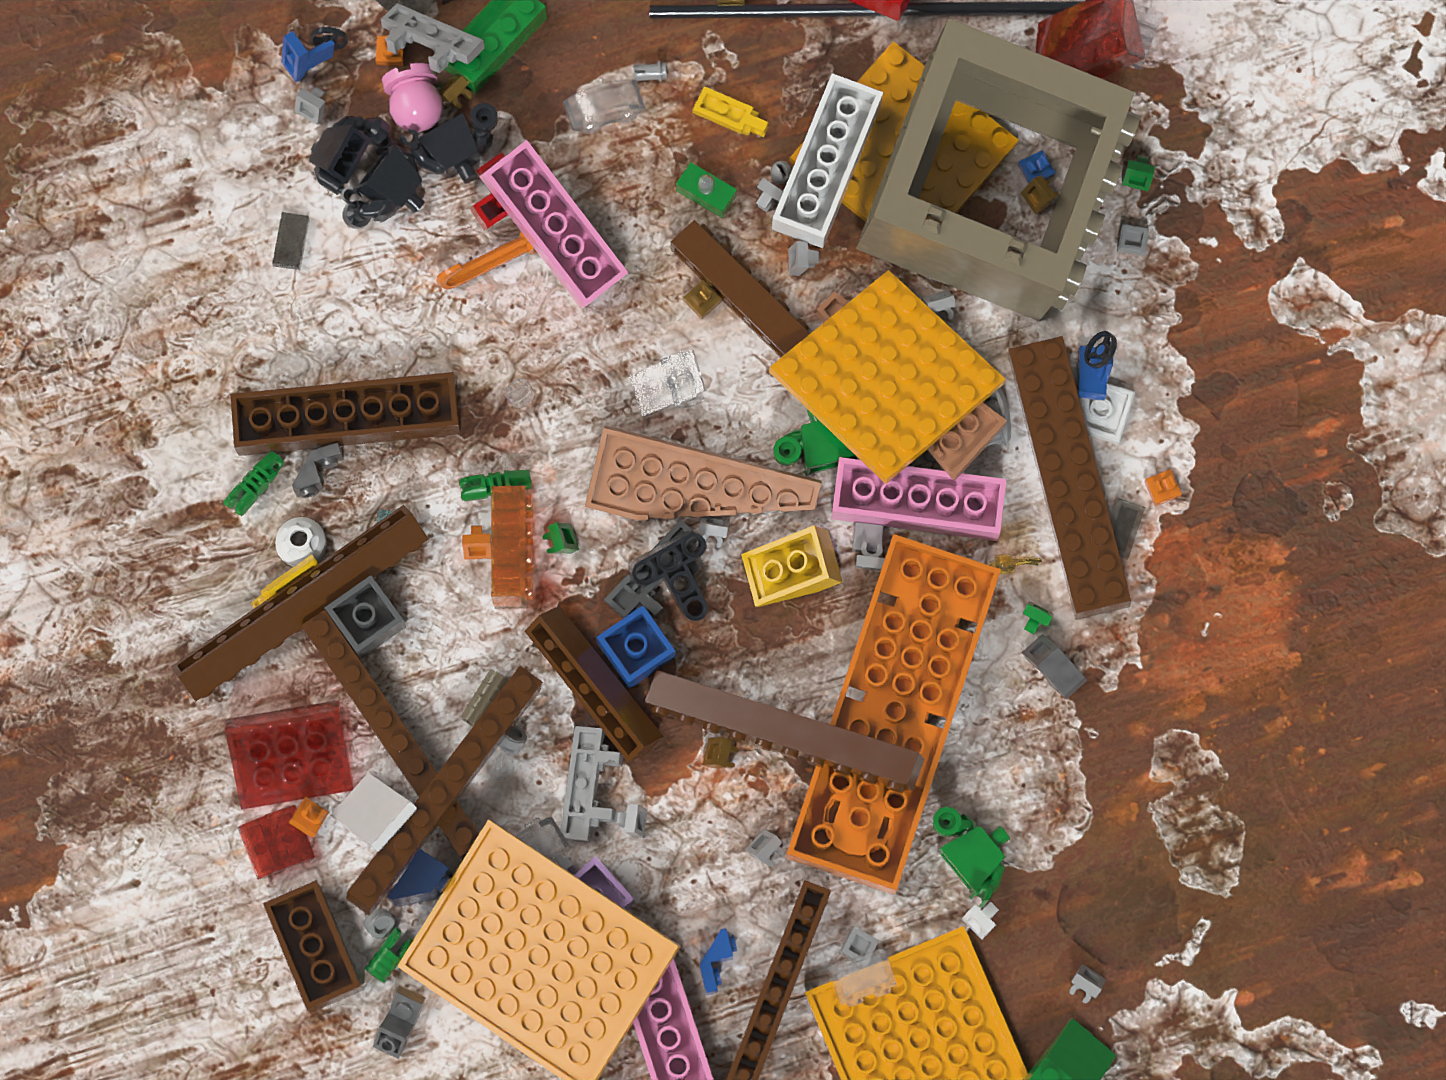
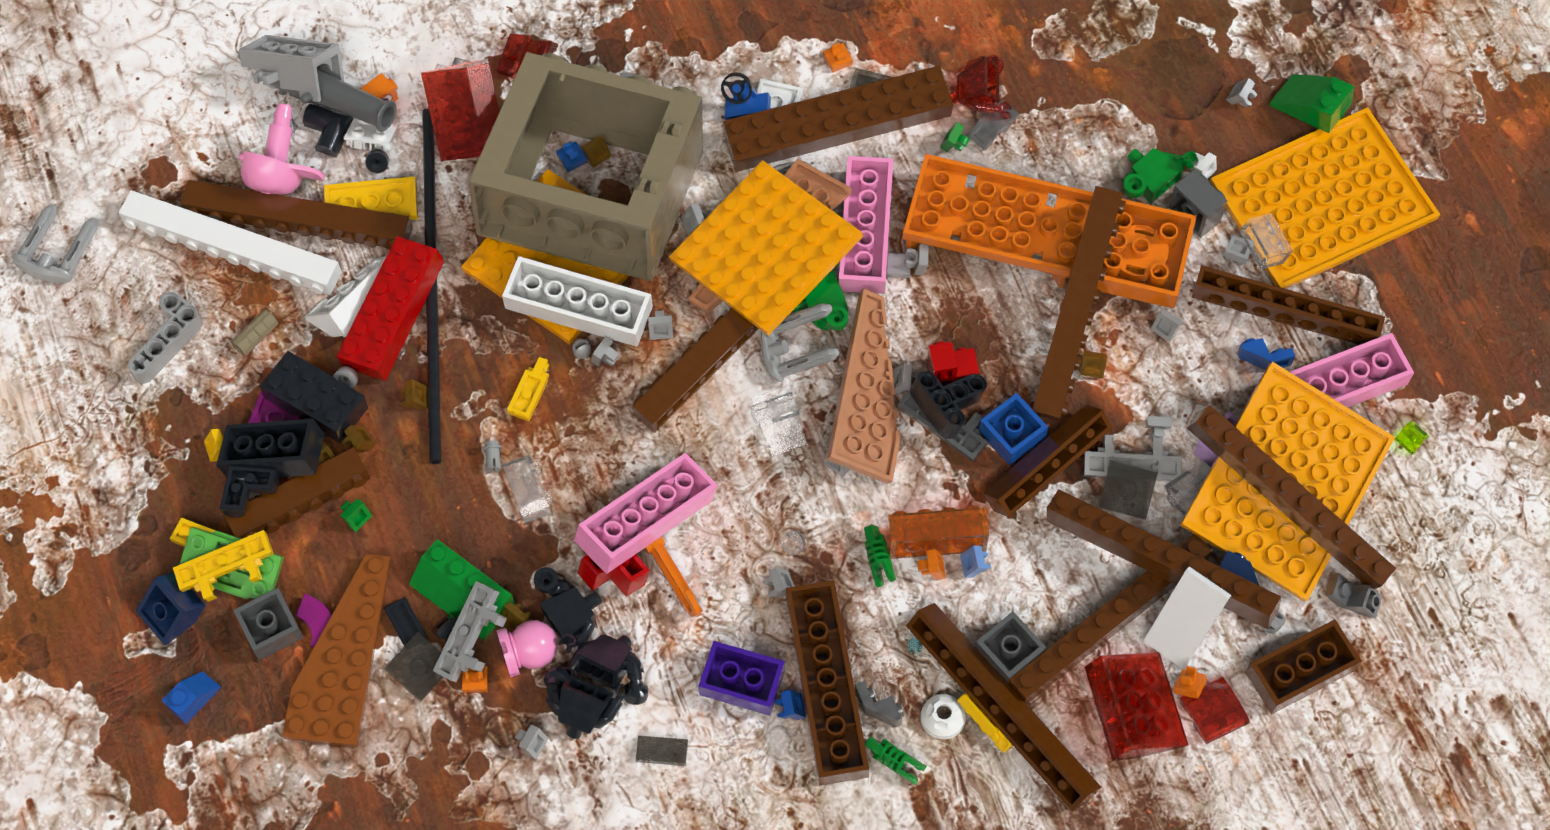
camera: 90 degrees left, 10 degrees down
(299, 60) = (486, 751): blue piece -> none
(324, 374) = (792, 704): none -> blue tile
(358, 323) = (741, 678): none -> dark purple brick
(386, 961) = (1300, 608): green hinge -> none
(449, 16) = (444, 627): none -> black tile
(470, 375) = (781, 580): none -> light grey tile
(477, 589) = (974, 562): none -> medium blue tile
(483, 696) = (1069, 548): dark tan axle -> none
(508, 949) = (1291, 497): none -> reddish brown brick
(551, 774) = (1127, 490): none -> clear smoke tile
(562, 538) = (923, 496): green tile -> none
(702, 299) = (699, 403): pearl gold tile -> none
(706, 190) = (601, 404): green piece -> none
(722, 586) = (951, 364): none -> red brick
(760, 383) = (772, 350): none -> light grey piece
(792, 566) = (930, 316): yellow slope -> none
(922, 901) = (1199, 198): none -> dark grey brick
(1008, 565) = (913, 154): clear yellow plate -> none
(1107, 649) = (979, 86): none -> clear red torso
(1175, 119) = (515, 51): none -> clear red slope

